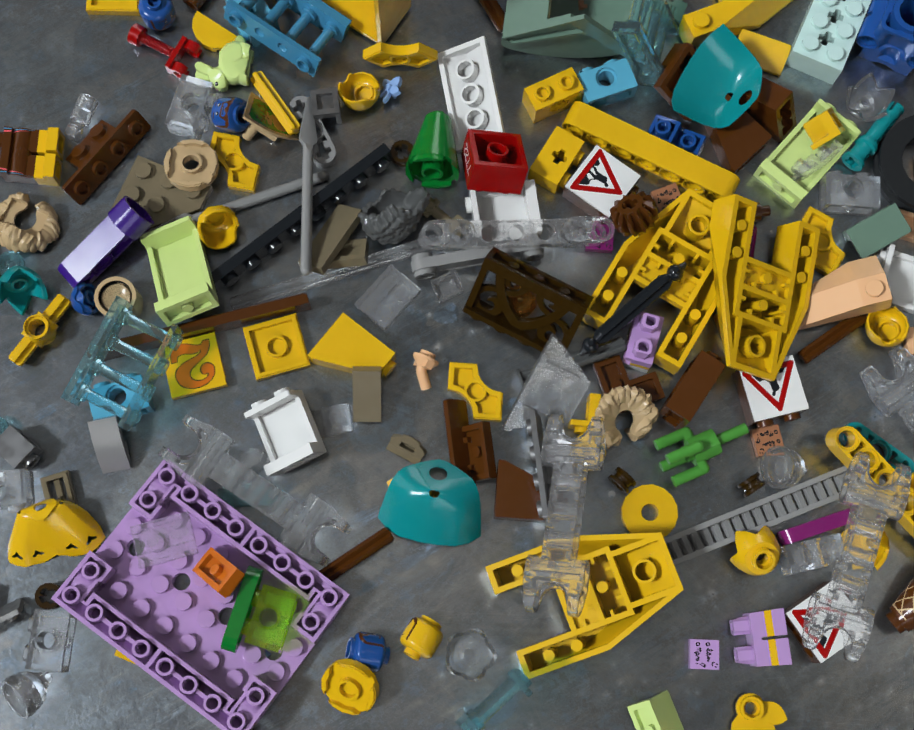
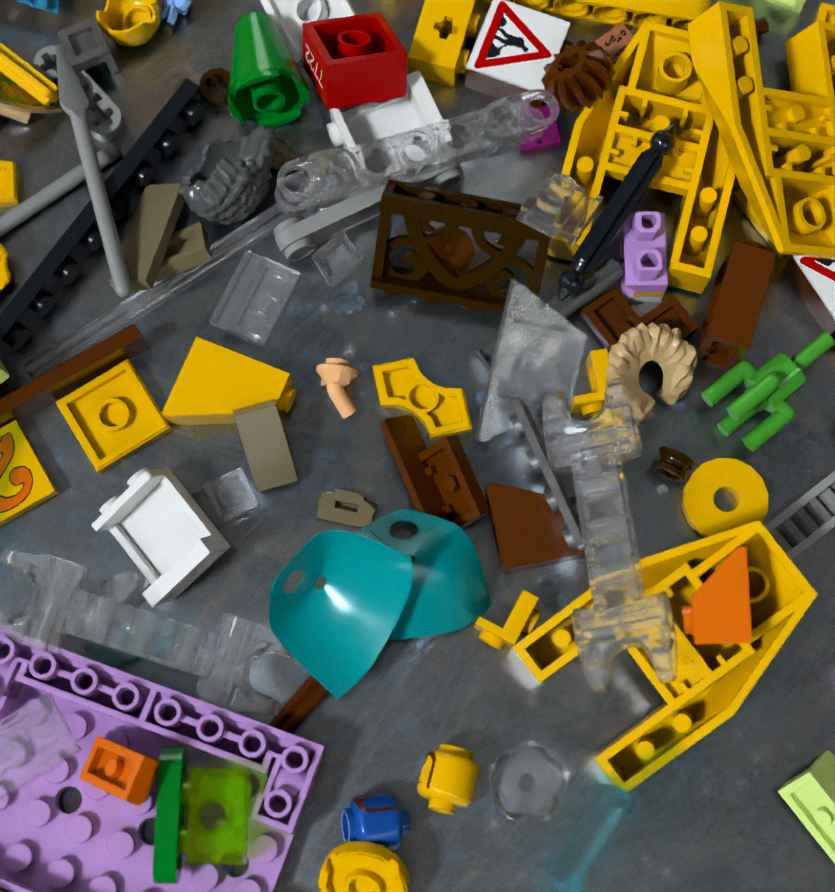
camera: 10 degrees left, 0 degrees up
(387, 520) = (348, 621): none -> teal piece
(496, 551) = (521, 619): none -> yellow bracket
(595, 297) = (559, 208): none -> clear plate
(621, 578) = (722, 604): none -> orange slope

